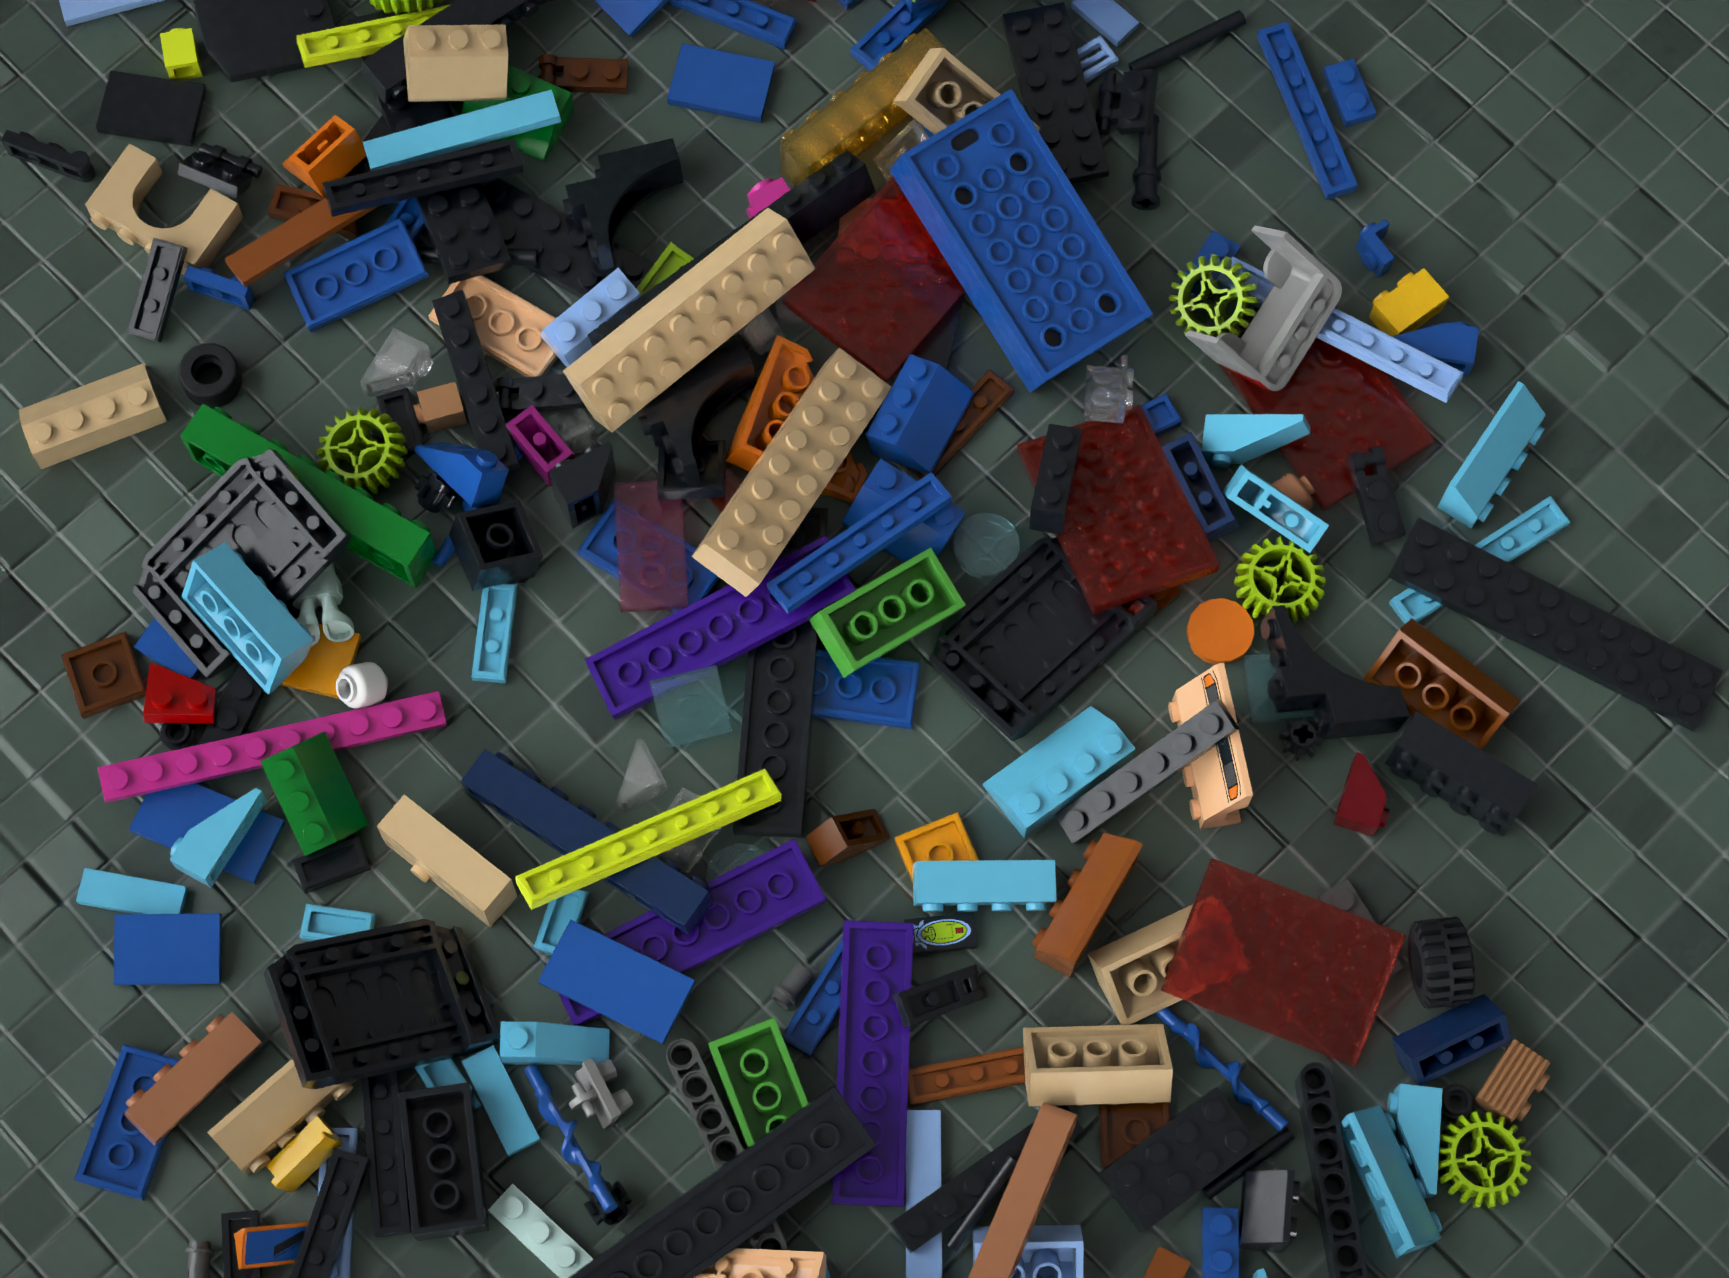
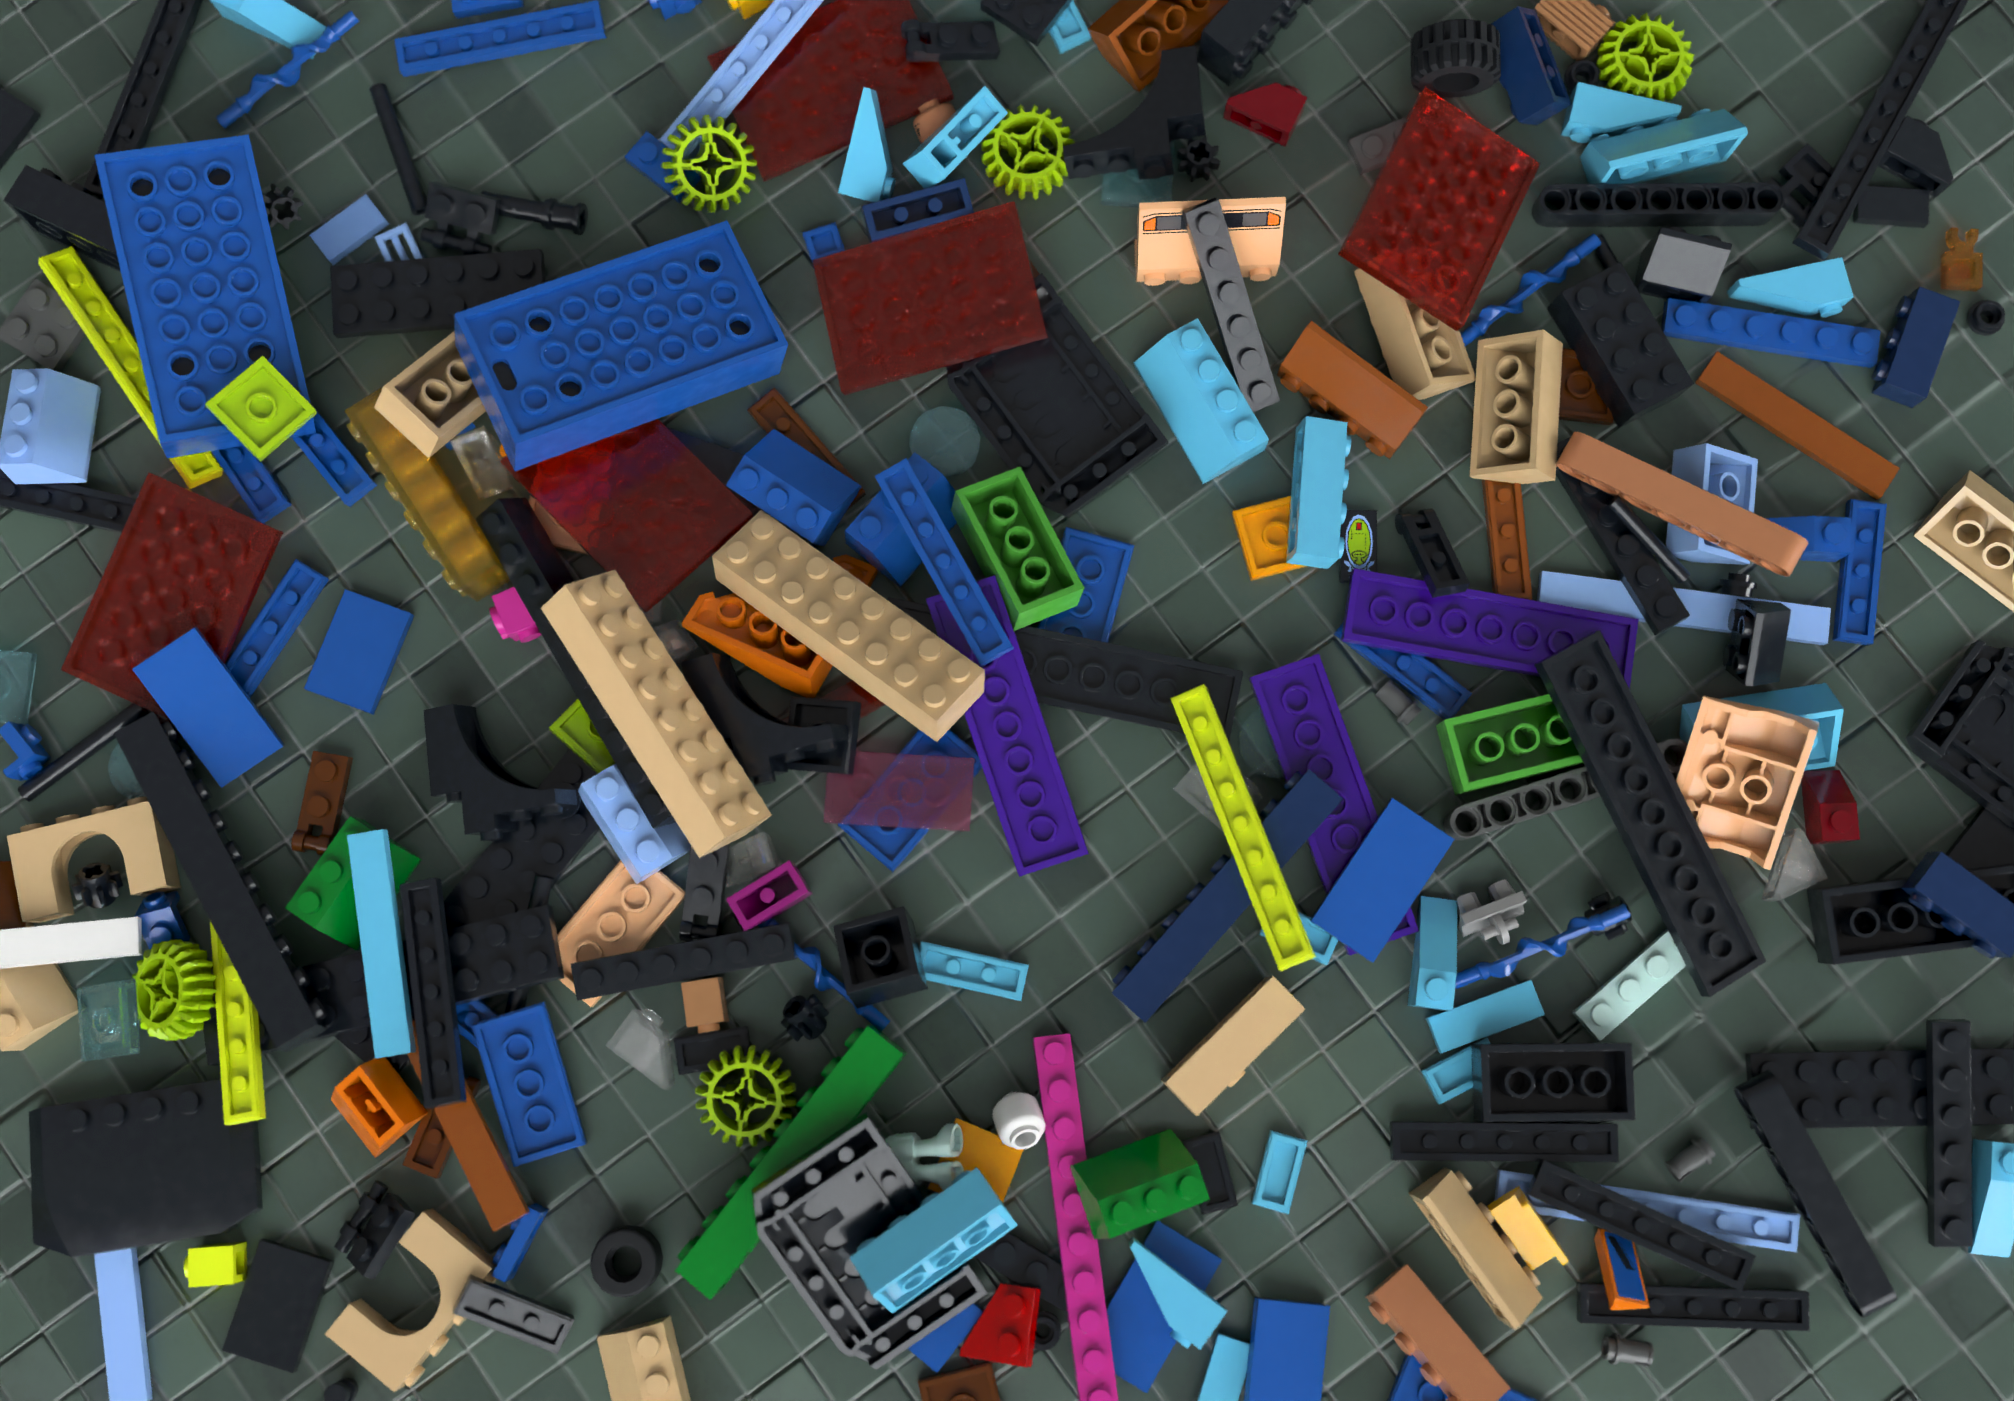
camera: 75 degrees left, 10 degrees up
(380, 1002) = (1385, 1133): black slope -> none
(456, 62) = (298, 939): tan slope -> none
(468, 470) = (788, 980): blue slope -> none
(584, 483) = (825, 854): black slope -> none
(642, 779) = (1160, 830): clear slope -> none
(690, 706) = (1088, 769): clear light blue tile -> none
(846, 836) = (1248, 625): reddish brown slope -> none
(1055, 479) = (895, 351): black brick -> none
(1107, 392) = (796, 287): clear bracket -> none
(1220, 631) = (1071, 221): orange tile -> none
(1285, 322) = (747, 92): light grey windscreen -> none

